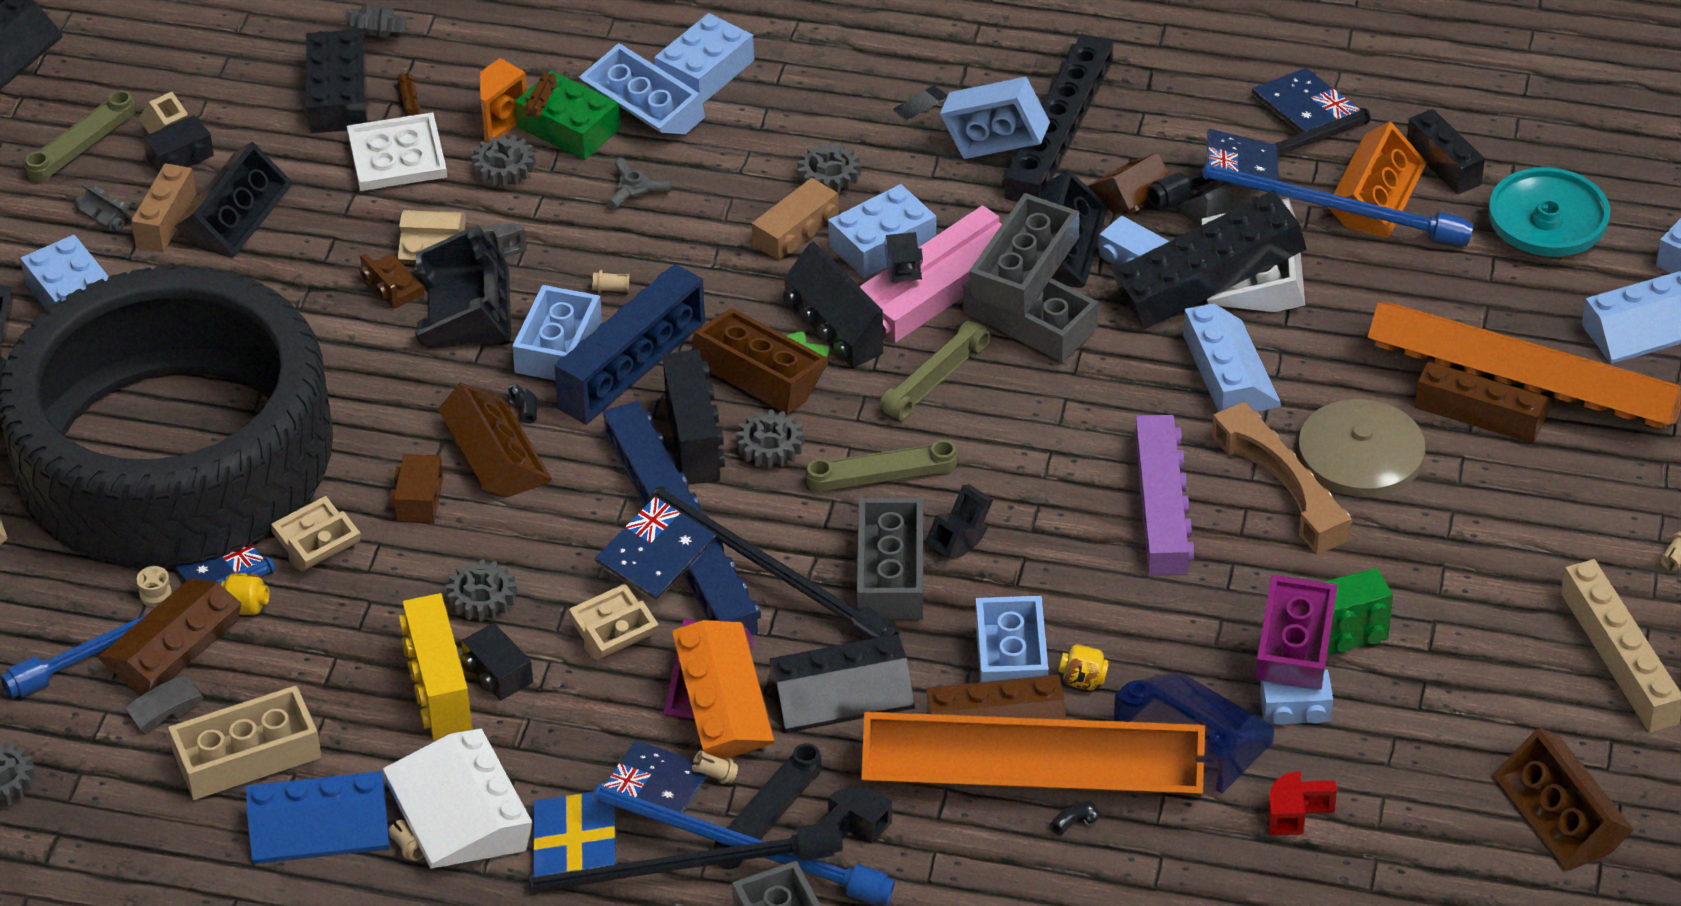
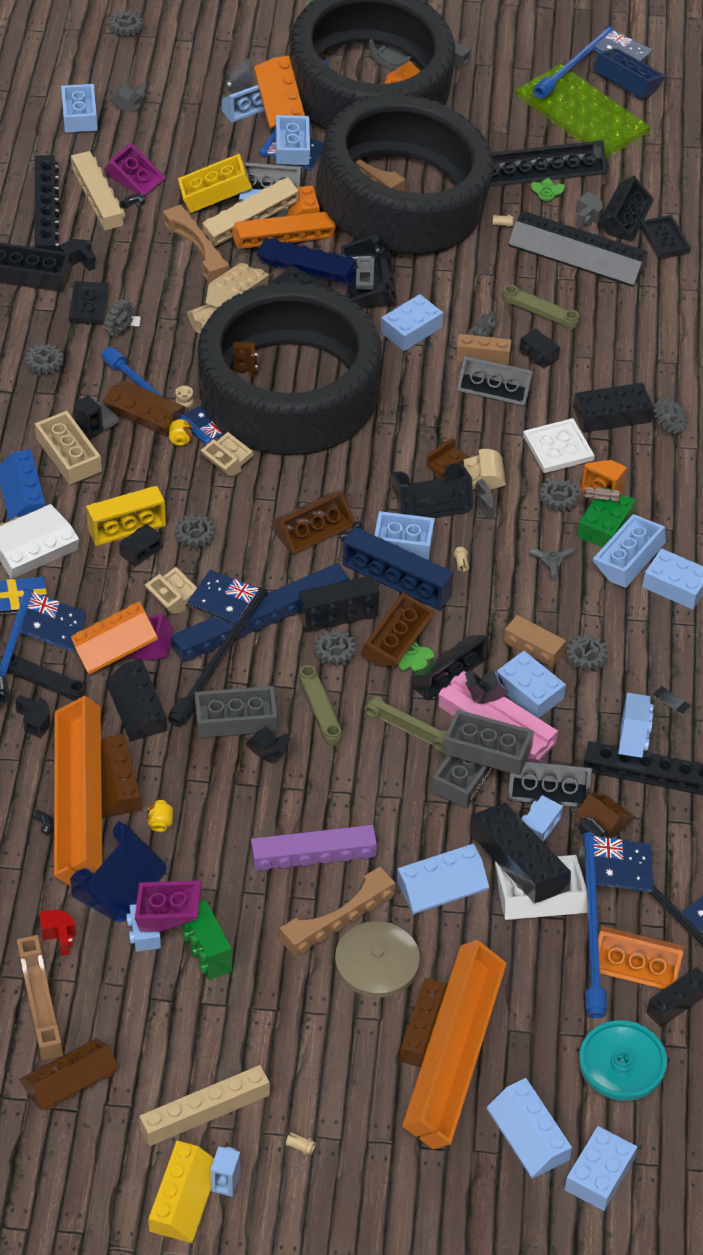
camera: 80 degrees right, 5 degrees up
(162, 113) = (559, 334): tan brick -> none
(180, 699) = (88, 417): none -> black brick
(408, 94) = (614, 444): reddish brown axle -> none
(417, 488) = (271, 493): reddish brown brick -> none
(715, 767) = (67, 649): tan pin -> none
(1010, 638) = (168, 776): light blue brick -> none
(1499, 819) = (39, 998): none -> medium nougat arch

